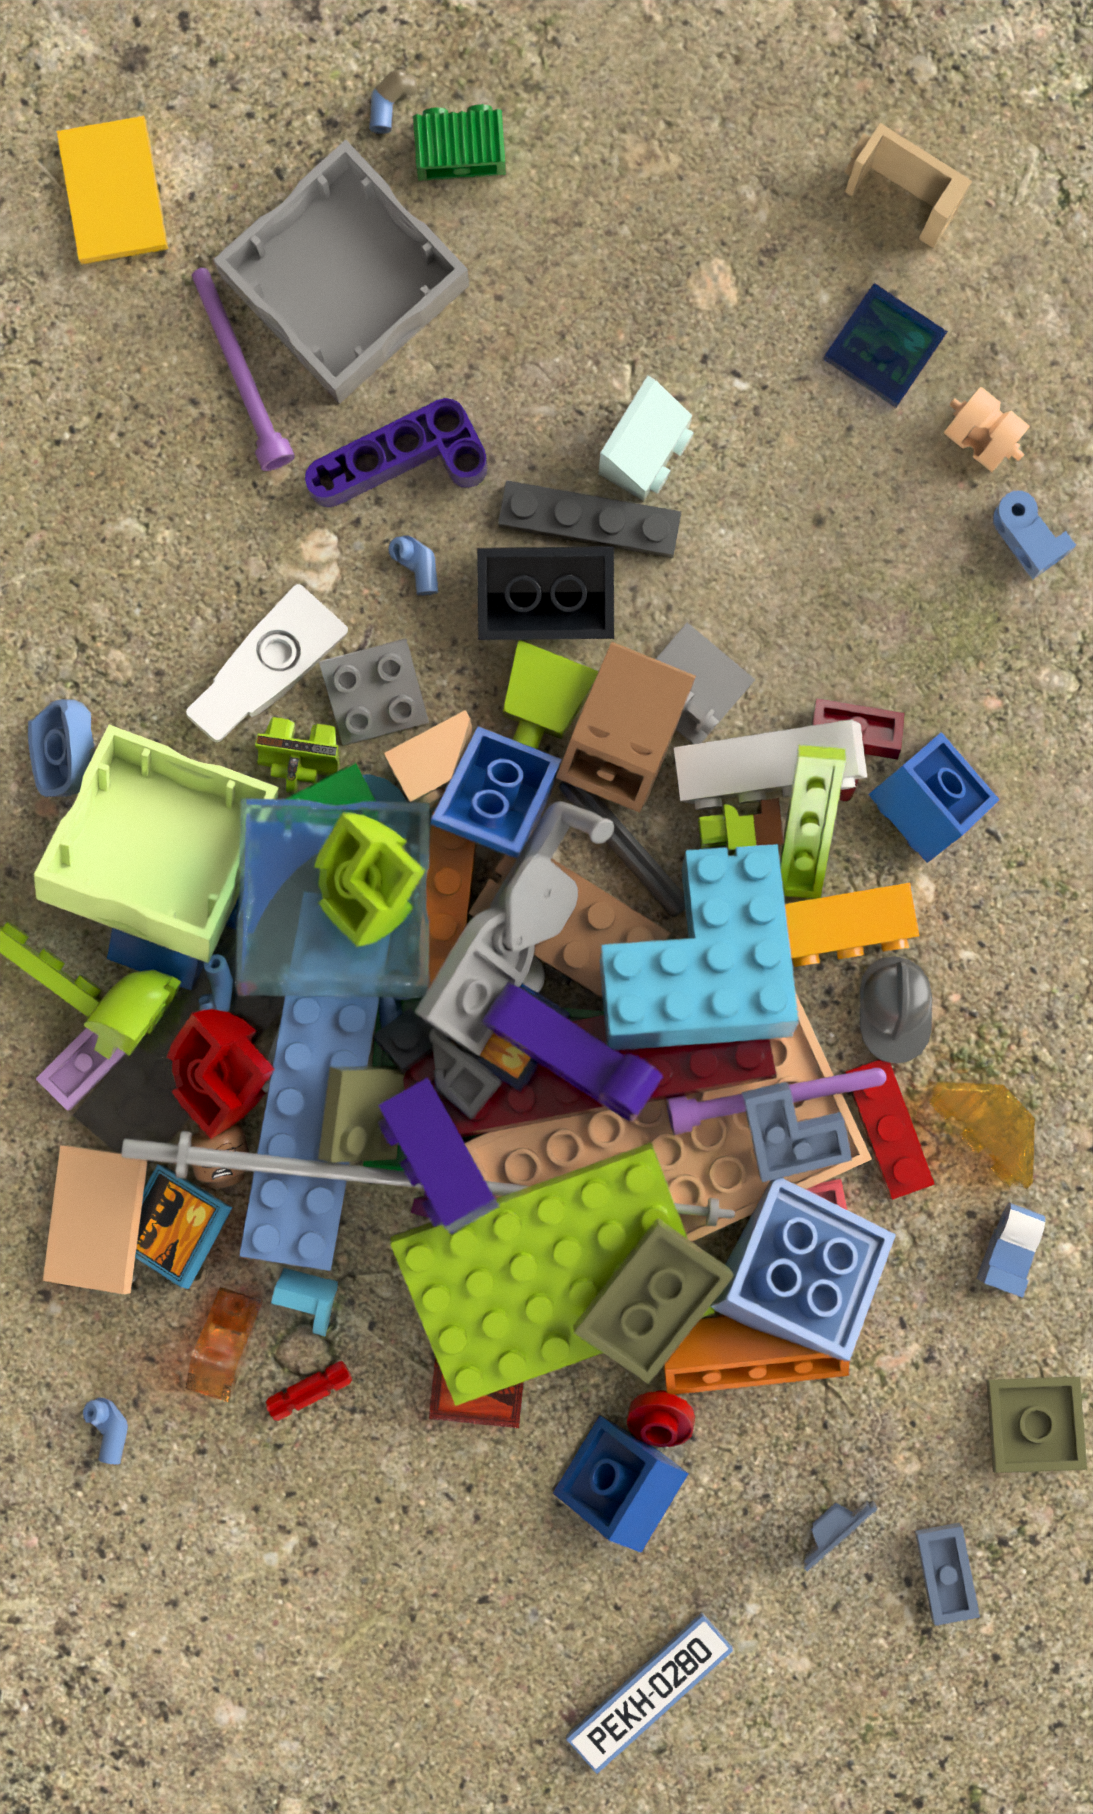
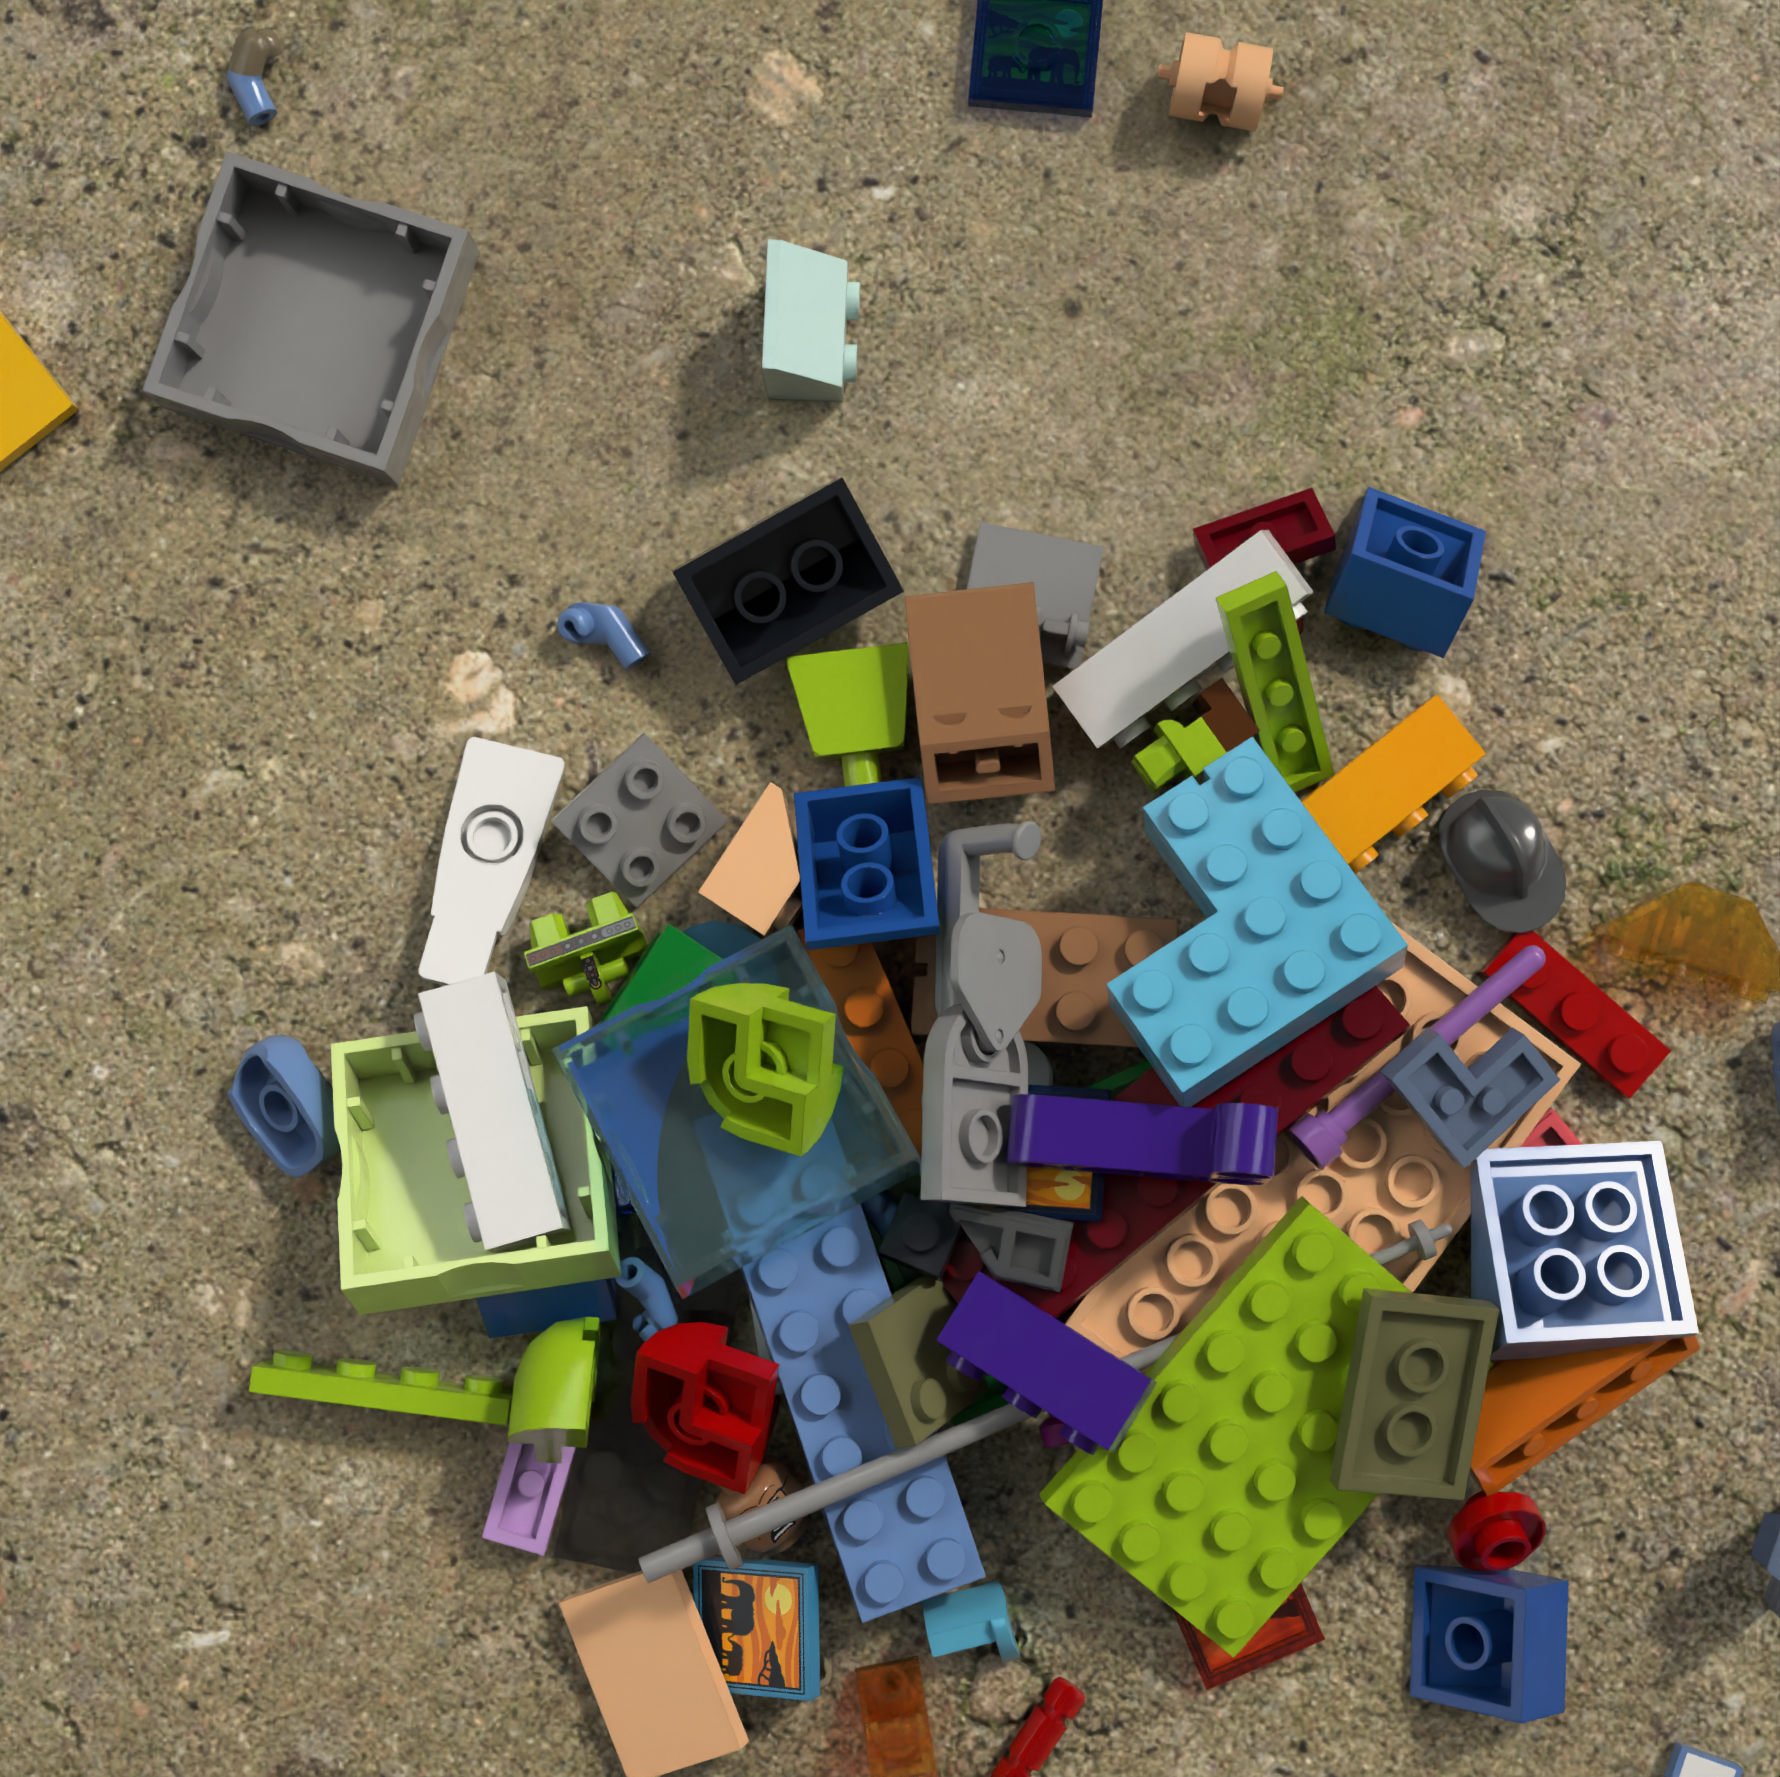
camera: 25 degrees left, 0 degrees up
(185, 819) = (493, 1113): none -> white brick
(271, 448) = (346, 587): medium lavender piece -> none
(395, 462) = (508, 521): dark purple beam -> none
(459, 143) = (371, 80): green brick -> none
(589, 519) = (789, 460): dark grey plate -> none
(630, 851) = (1069, 845): dark grey axle -> none
(1028, 535) = (1341, 183): medium blue leg -> none

